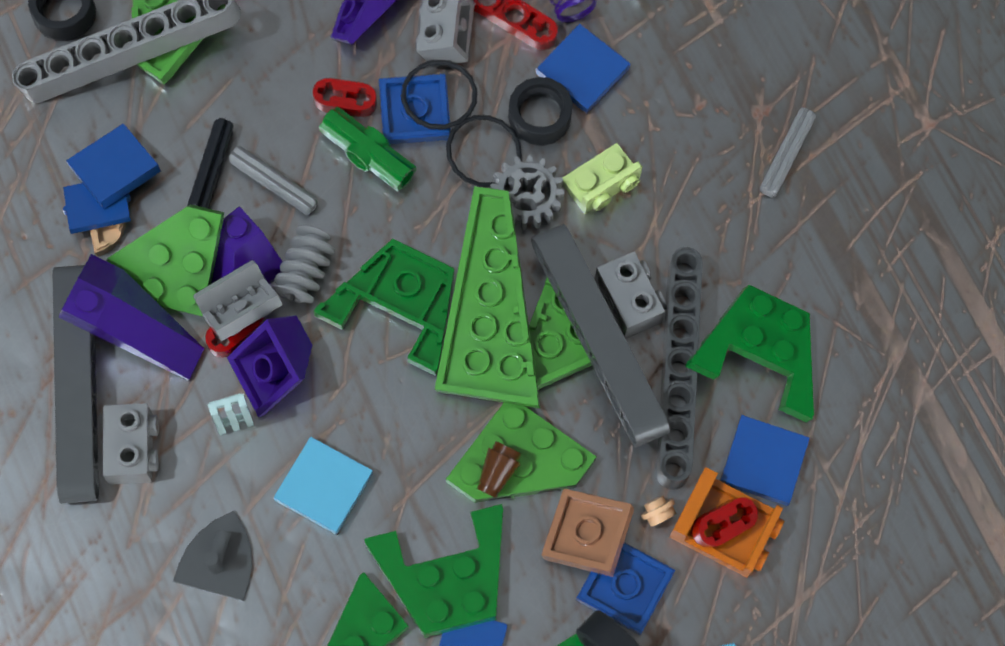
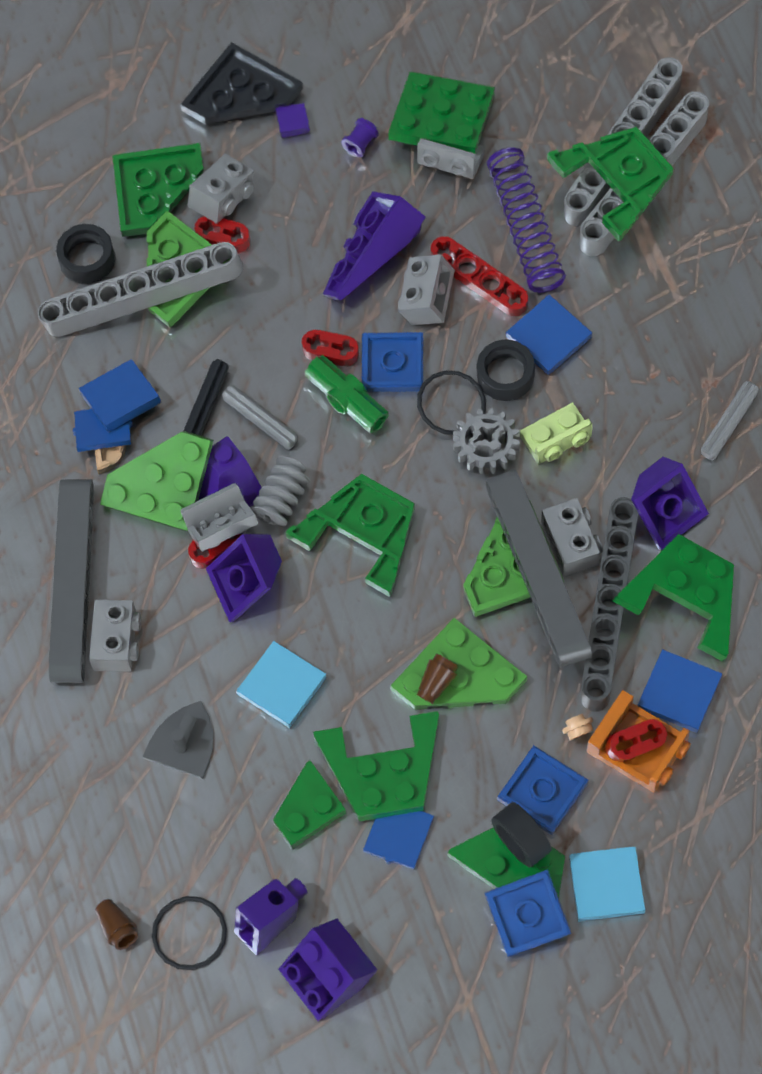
camera: 15 degrees right, 5 degrees down
(123, 313) = (117, 522): dark purple wedge -> none
(231, 418) = (206, 621): light aqua tile -> none
(439, 126) = (414, 378): black piece -> none
(487, 329) = (439, 556): bright green wing -> none
(588, 532) = (512, 740): nougat plate -> none
(731, 247) = (667, 501): none -> dark purple slope

